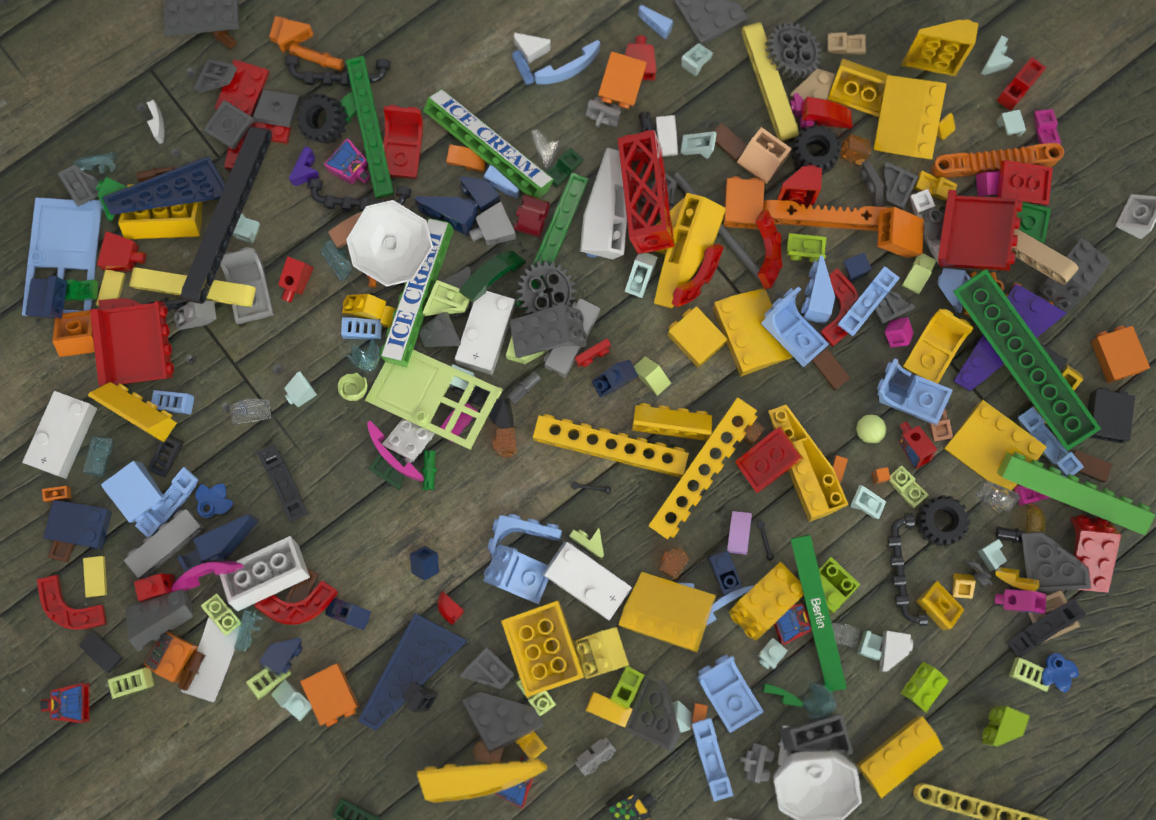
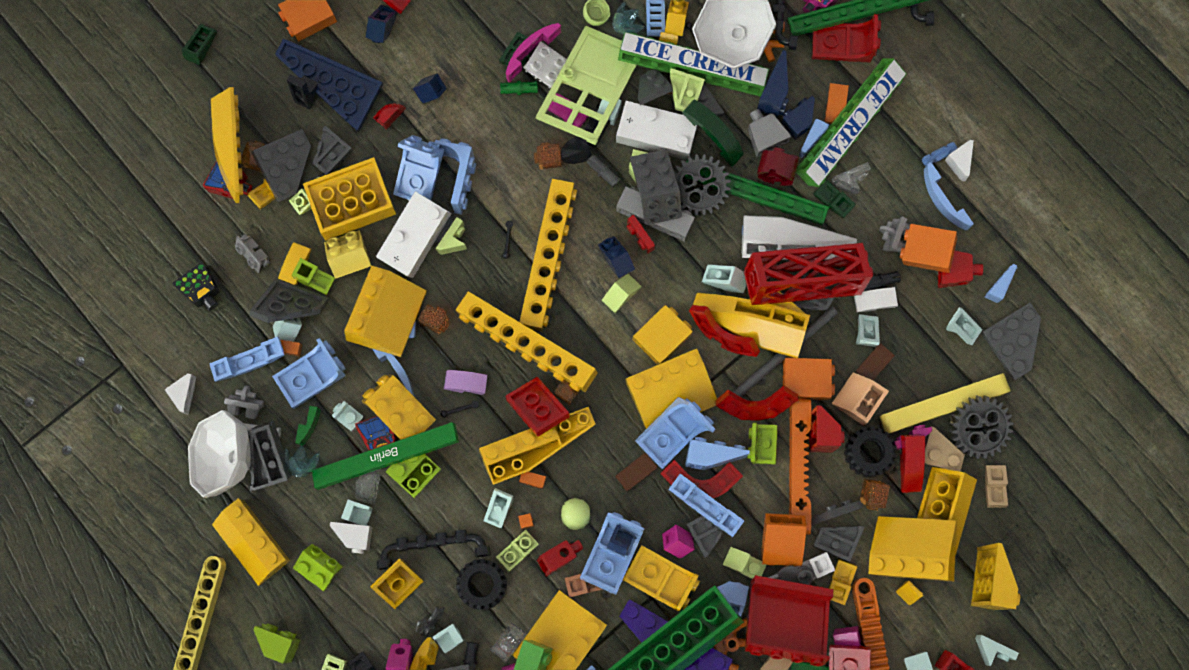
camera: 90 degrees right, 0 degrees up
(672, 422) = (573, 310): yellow slope -> none
(725, 572) = (425, 367): dark blue slope -> none
(857, 266) = (745, 495): dark blue panel -> none
(963, 585) = (418, 607): yellow slope -> none

